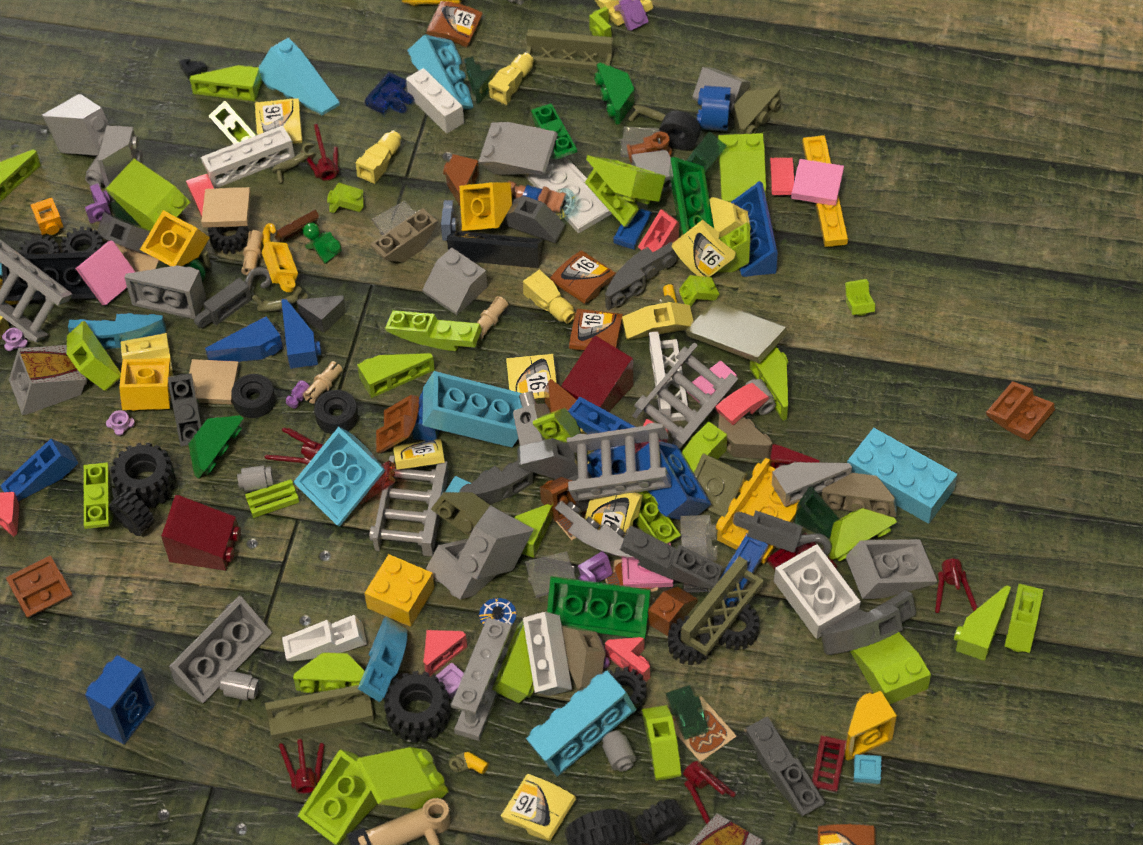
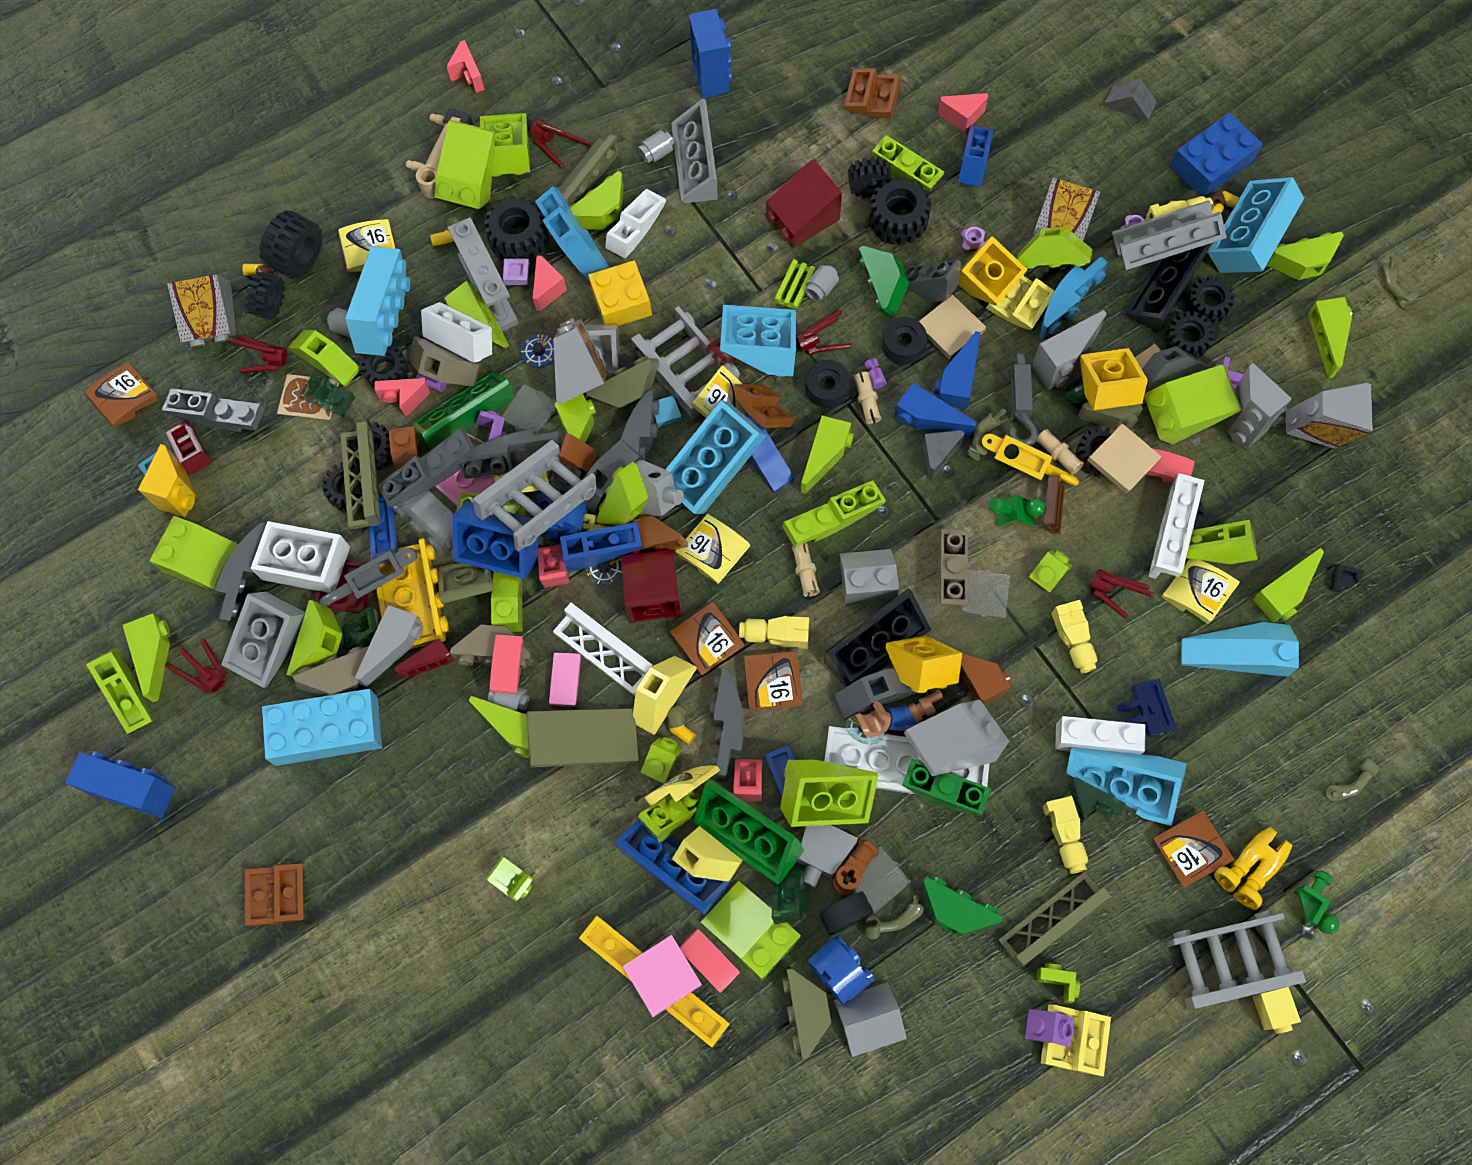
camera: 135 degrees right, 15 degrees up
(49, 221) = (1250, 331): light orange brick -> none
(105, 272) = (1137, 322): bright pink tile -> none
(286, 165) = (1140, 562): olive piece -> none
(448, 223) = (941, 624): sand blue plate -> none
(693, 417) = (536, 622): light grey fence -> none
(1072, 540) = (121, 783): none -> blue brick

